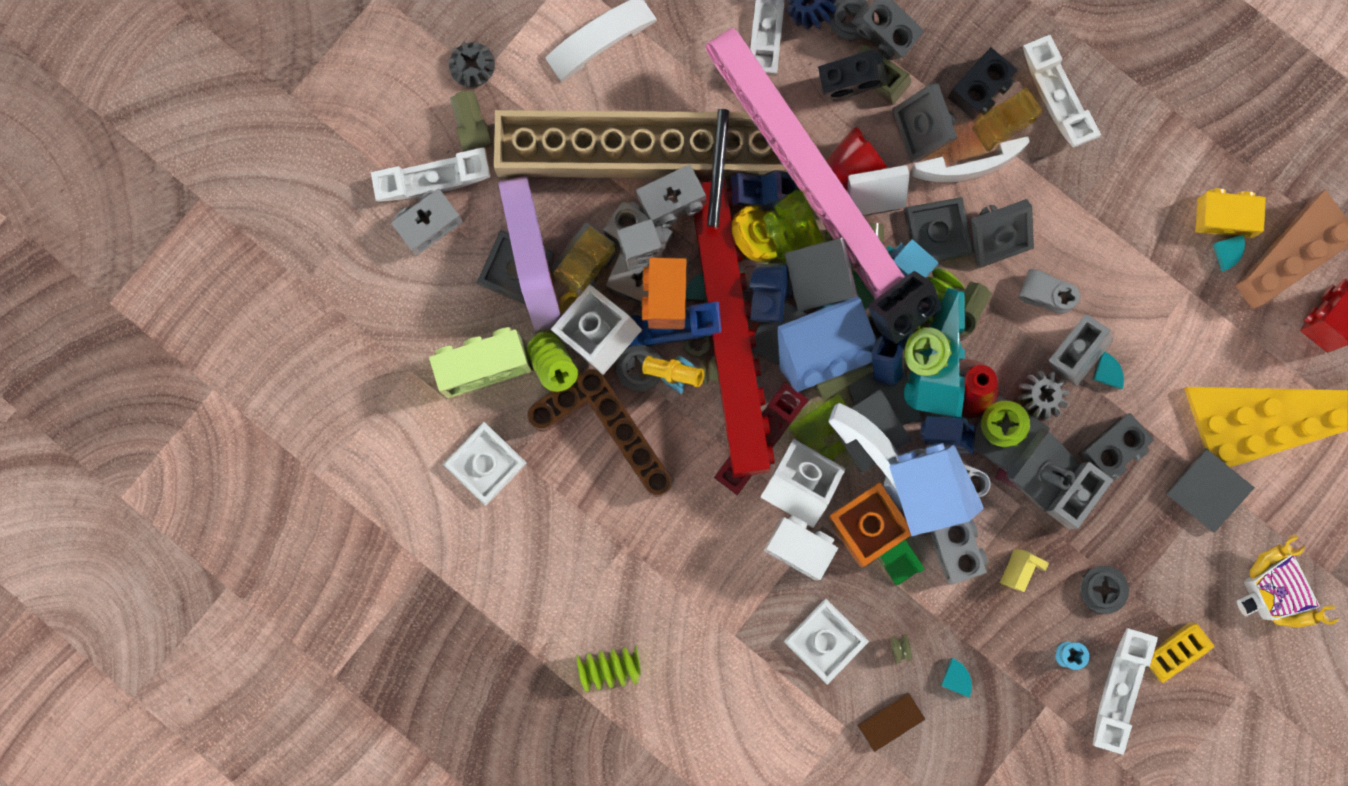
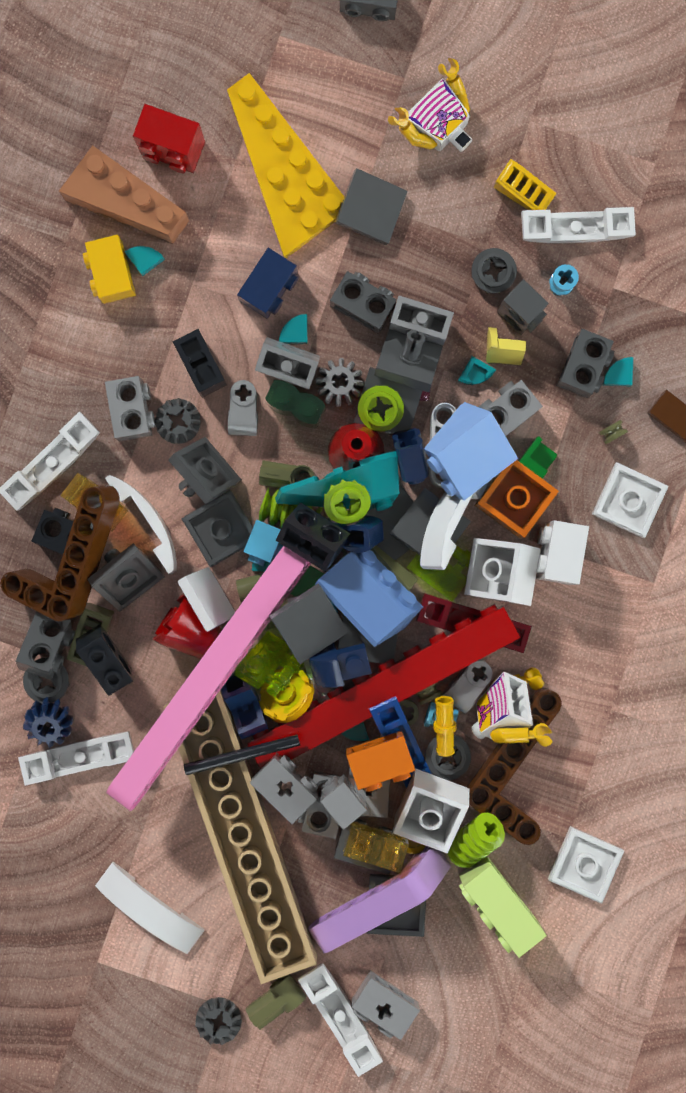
camera: 110 degrees left, 5 degrees up
(668, 437) = (506, 710): none -> torso
(699, 409) = (465, 688): none -> light grey piece
(930, 63) = (72, 564): none -> reddish brown beam
(983, 640) = (580, 361): none -> dark grey brick
(1007, 534) = (476, 372): none -> teal tile
(1039, 341) = (288, 401): none -> clear green brick
(1058, 240) = (180, 433): none -> dark grey gear
(1058, 601) = (523, 308): none -> dark grey brick
(1086, 177) = (123, 410): none -> light grey brick
(1109, 265) = (199, 363): none -> black brick
(1165, 361) = (268, 283): none -> dark blue brick

